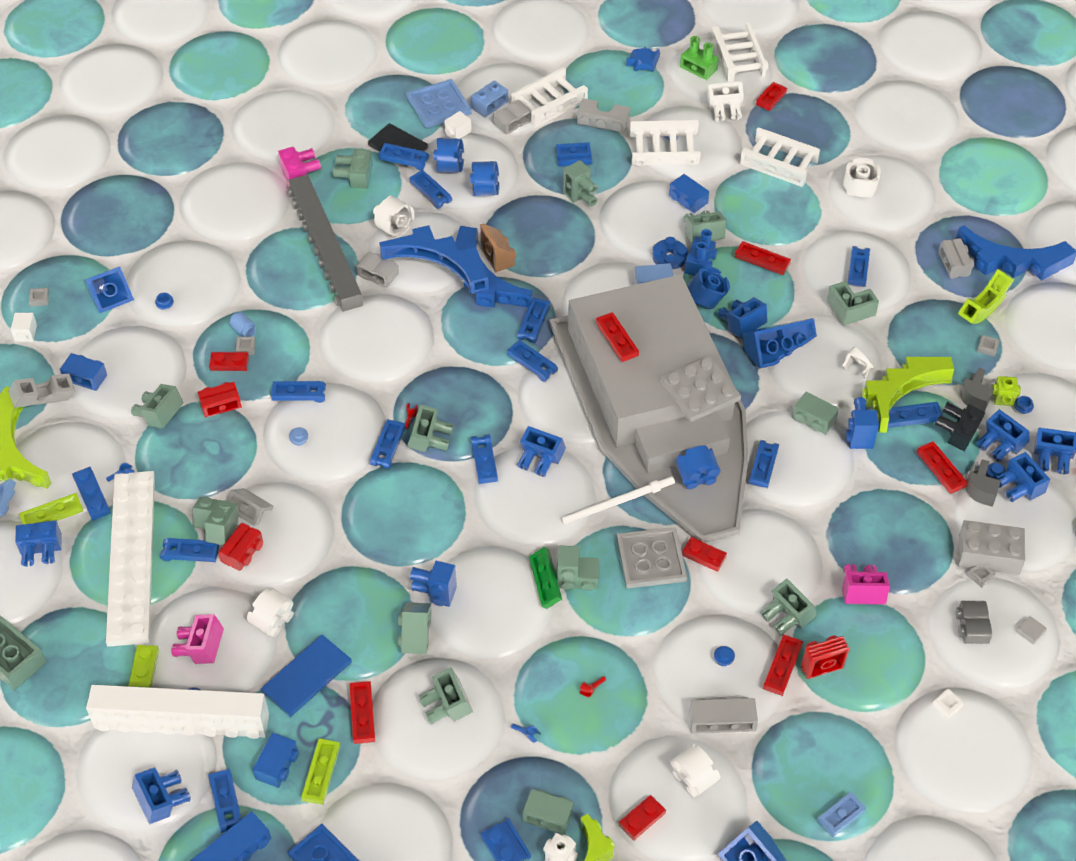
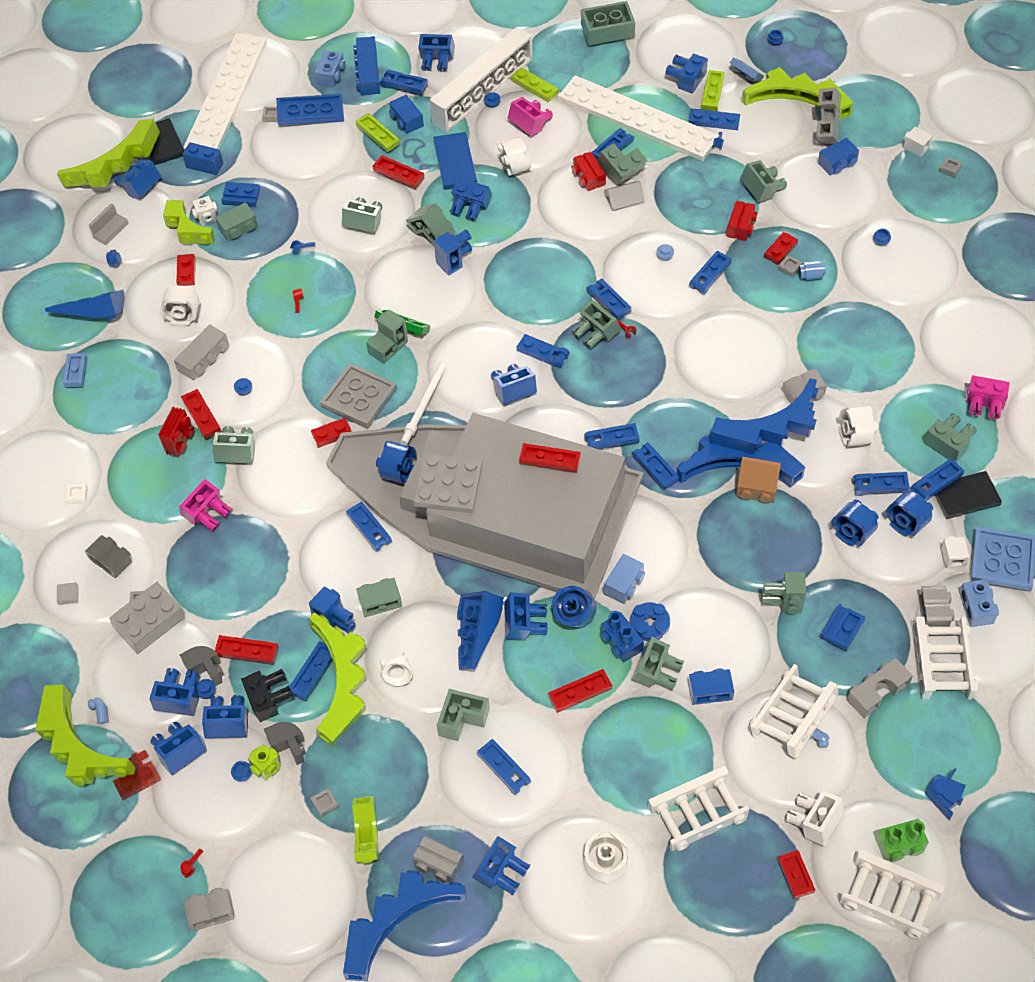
camera: 130 degrees right, 5 degrees up
(109, 289) = (921, 202): blue slope -> none
(324, 243) = (870, 369): dark grey brick -> none
(348, 622) = (471, 193): none -> blue brick
(926, 225) = (495, 860): none -> blue brick

